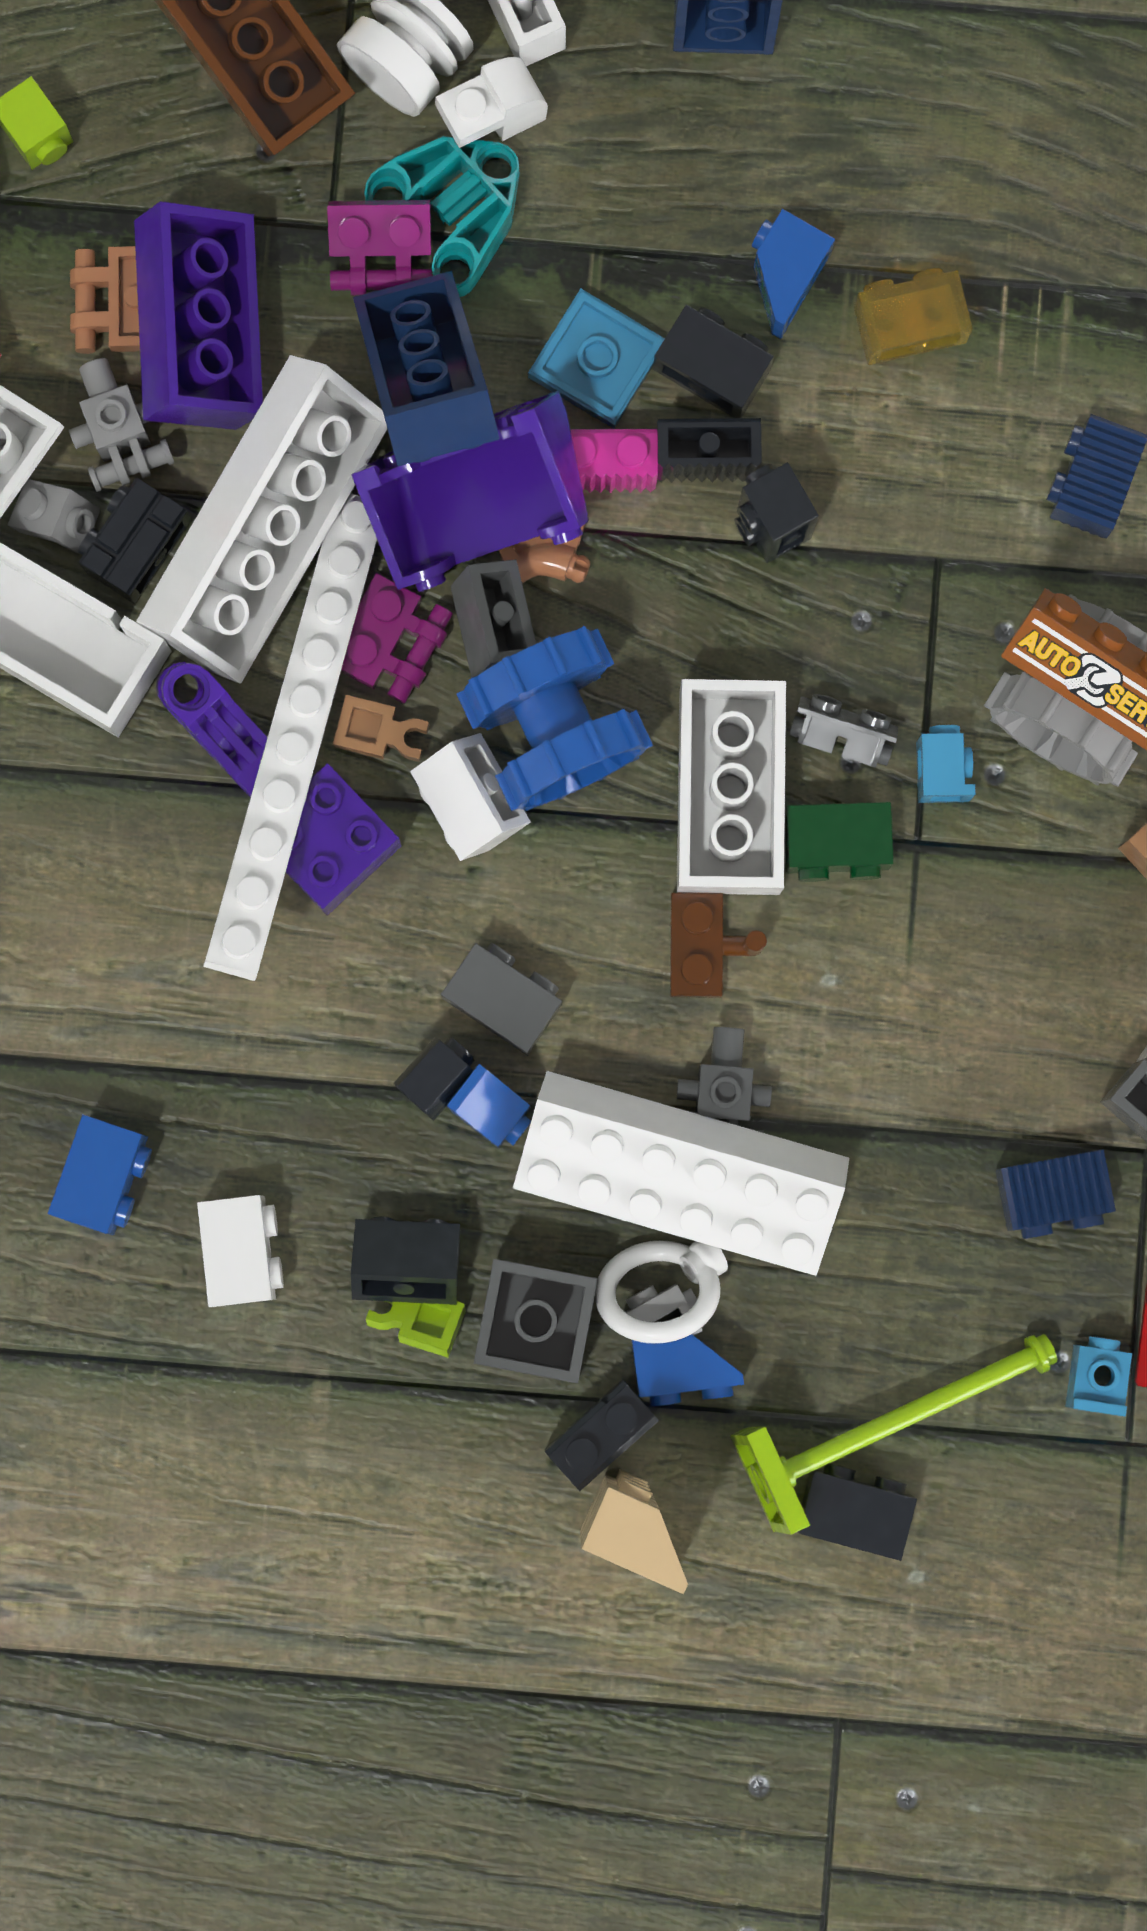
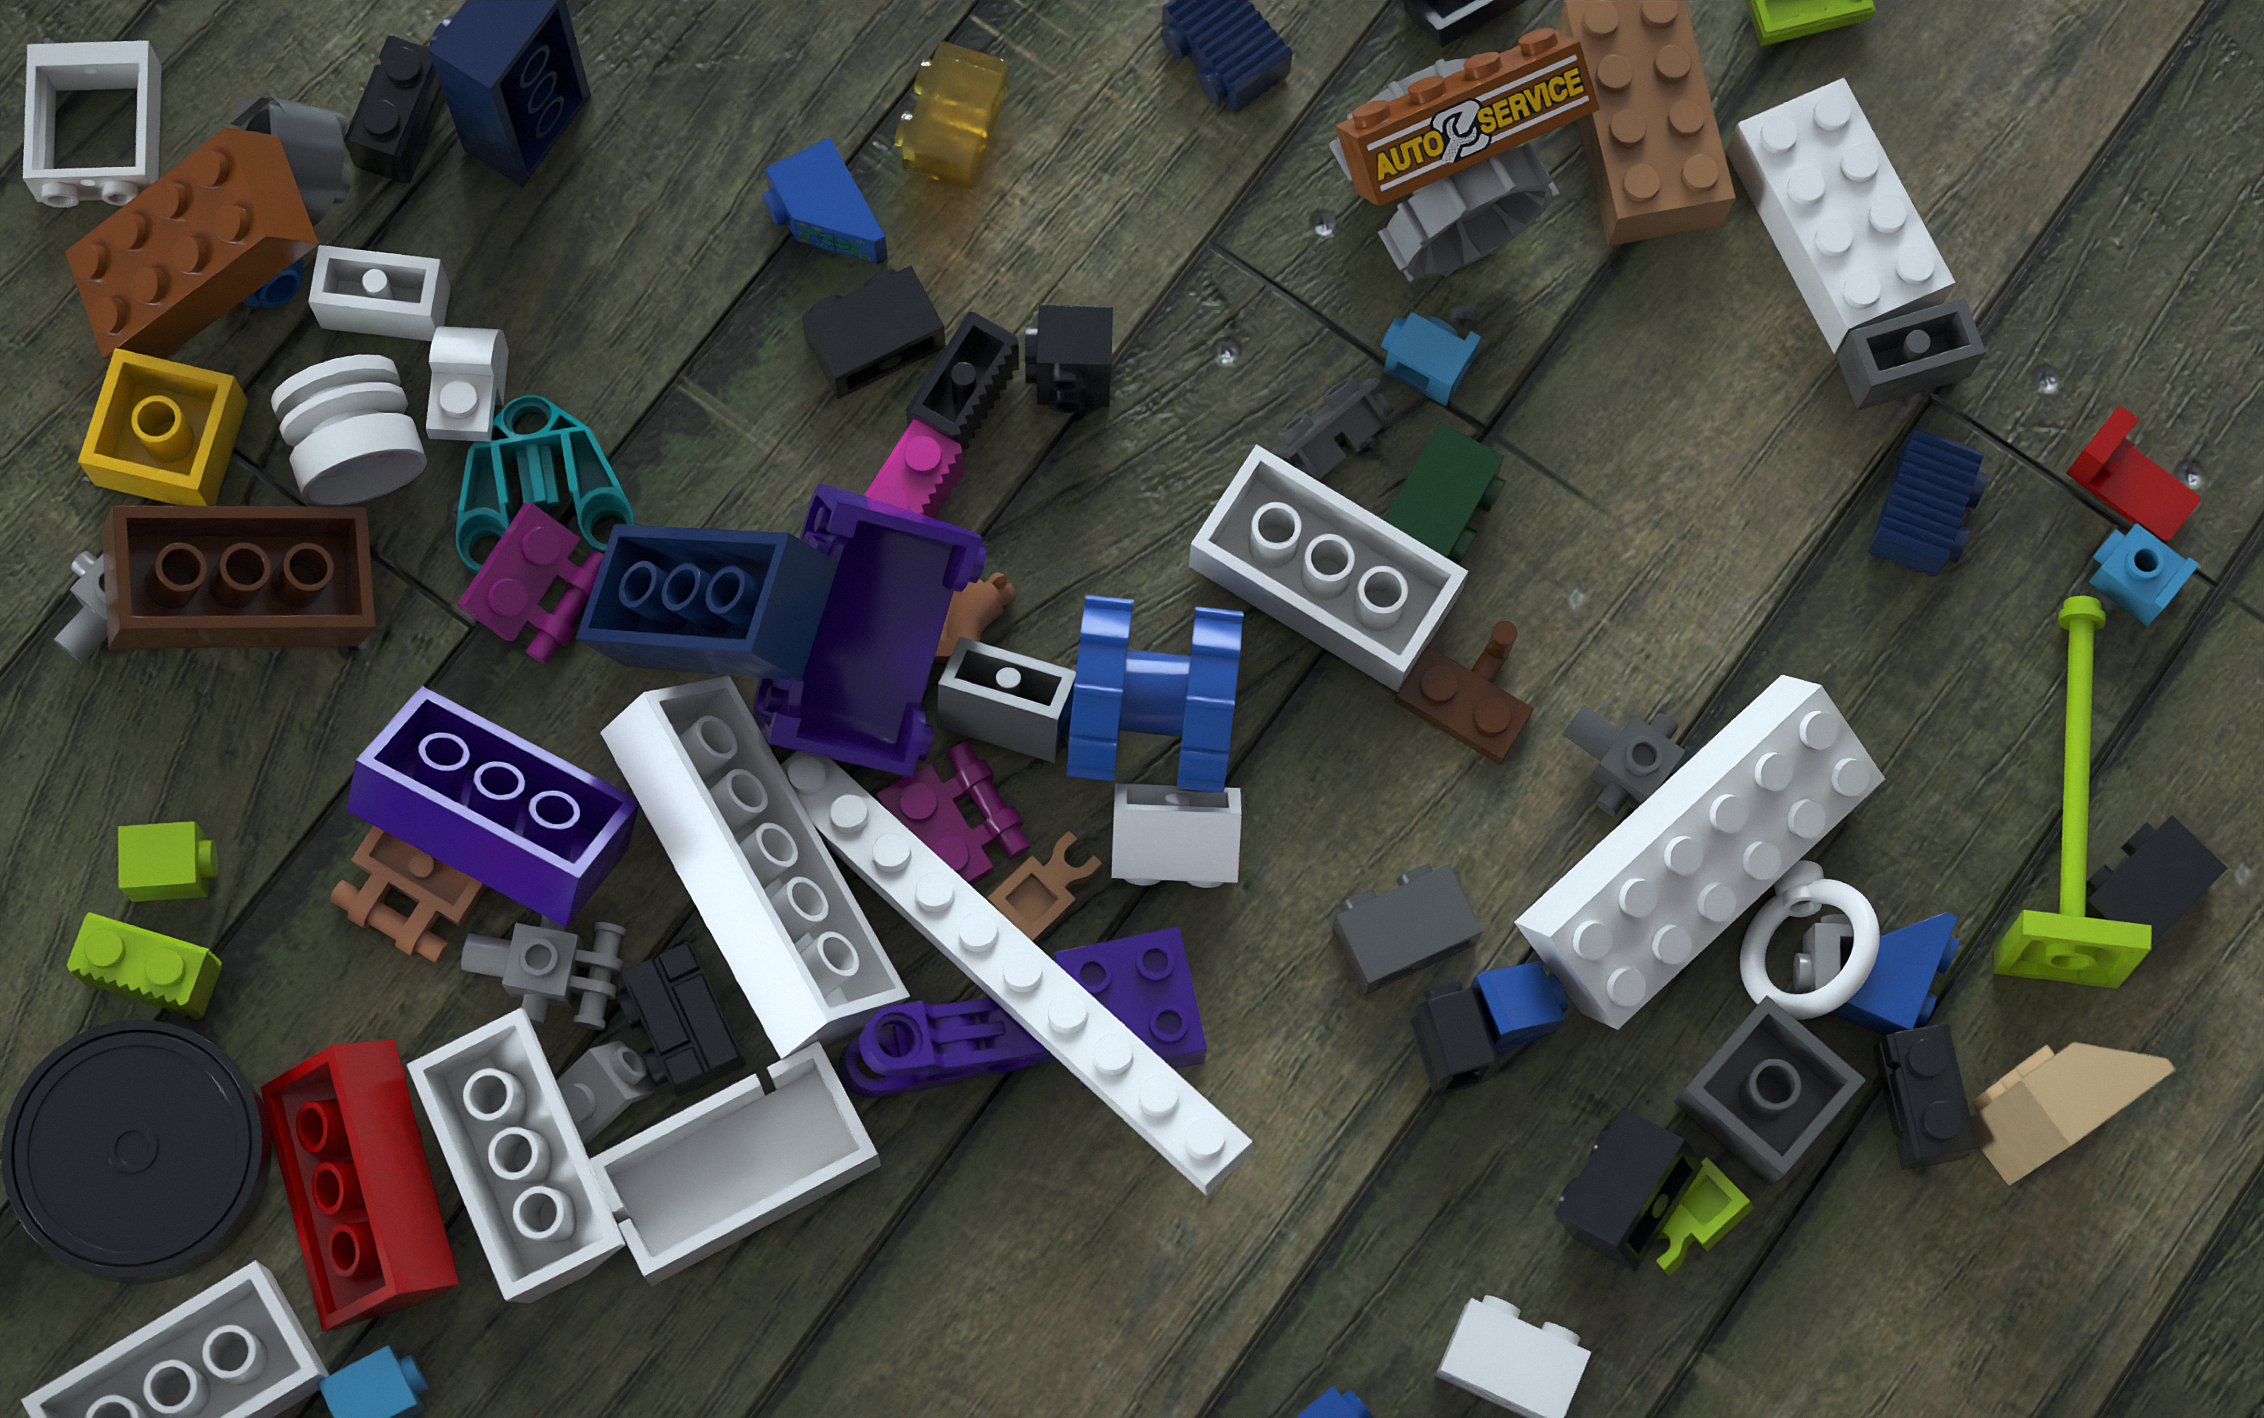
camera: 60 degrees left, 10 degrees down
(596, 358) = (791, 443): dark azure tile -> none

